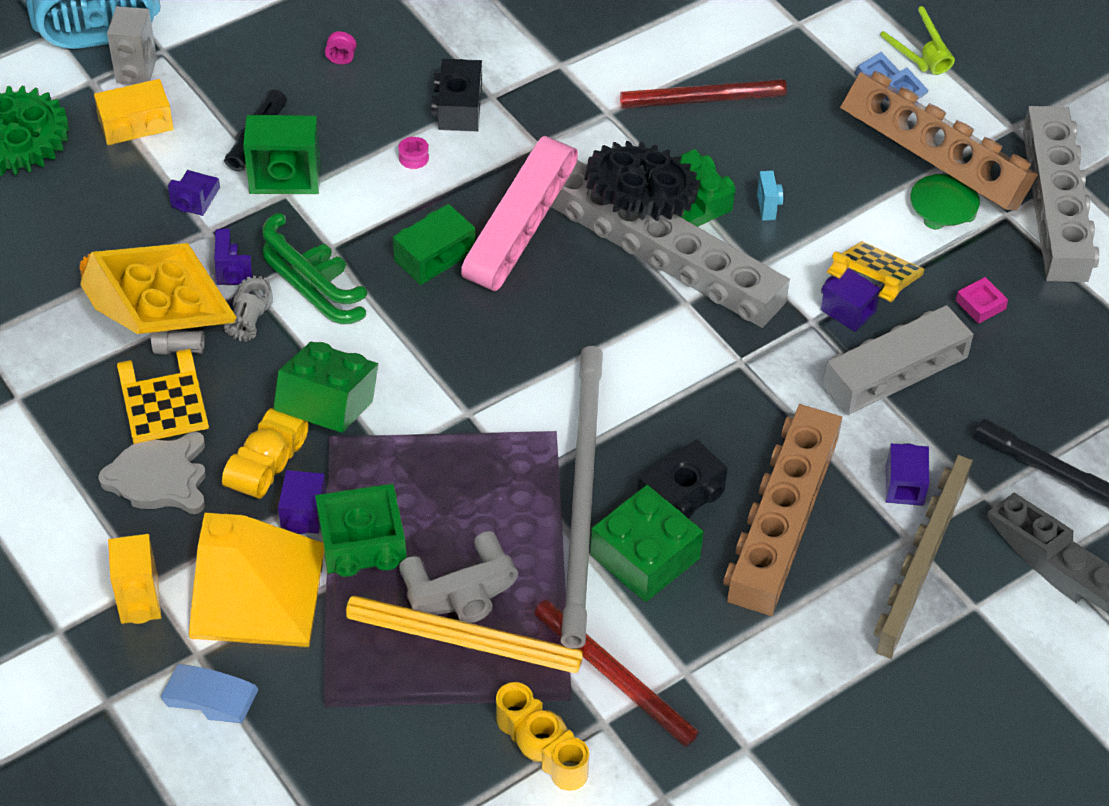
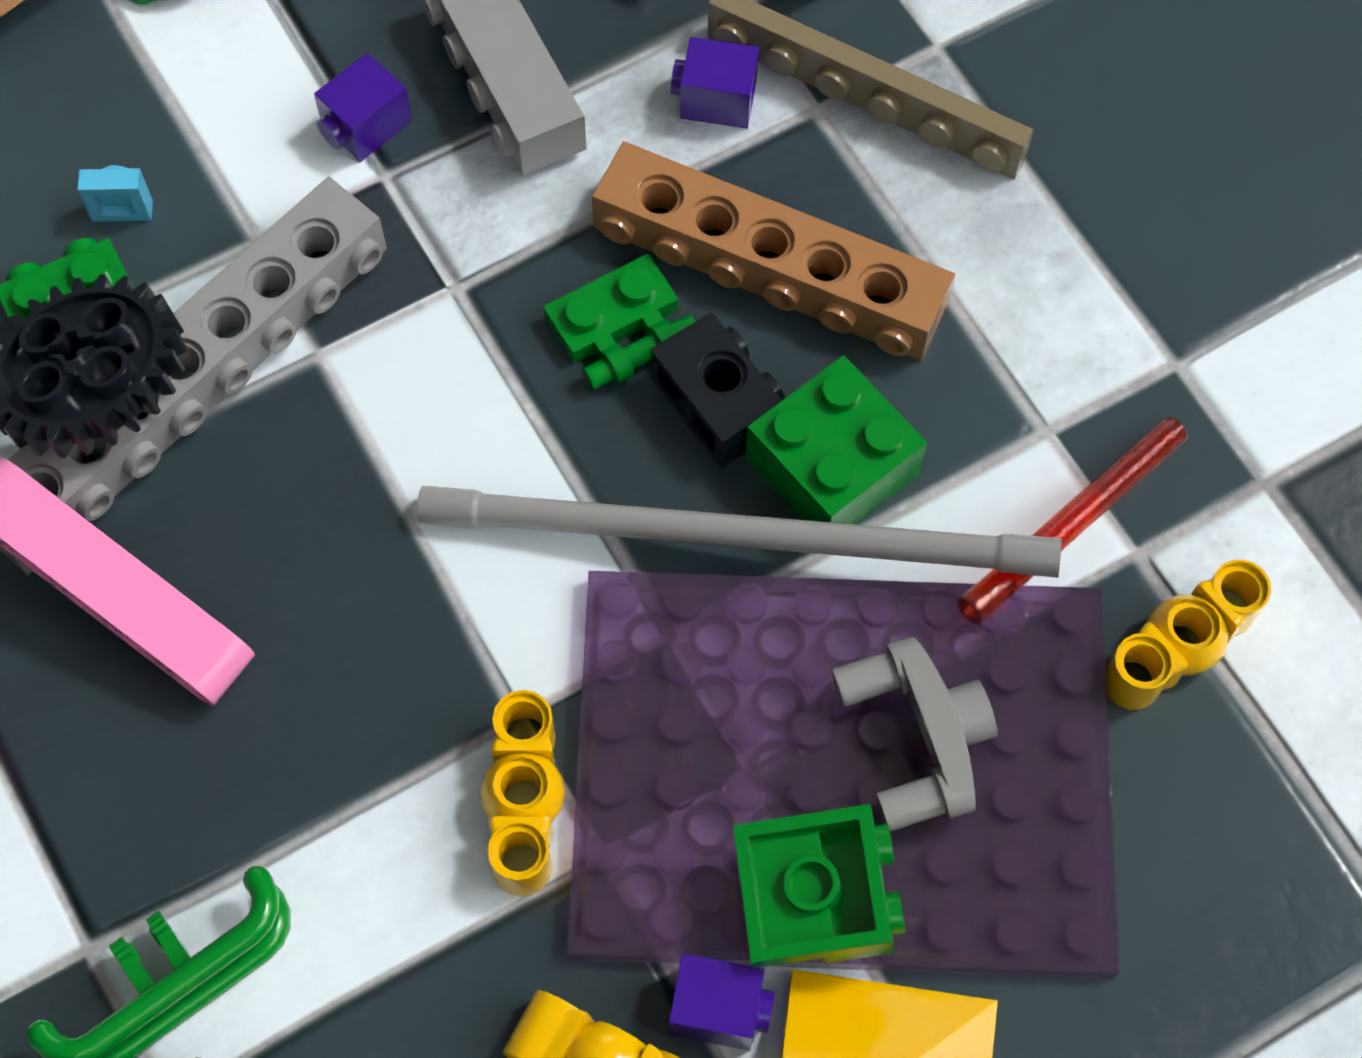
camera: 85 degrees left, 15 degrees up
(326, 386) = (478, 947): green brick -> none
(418, 408) = (518, 762): none -> yellow piece
(433, 244) = (133, 749): green brick -> none
(464, 634) = (1015, 743): yellow axle -> none
(733, 433) = (611, 310): none -> green plate
(878, 265) = (307, 52): yellow flag -> none

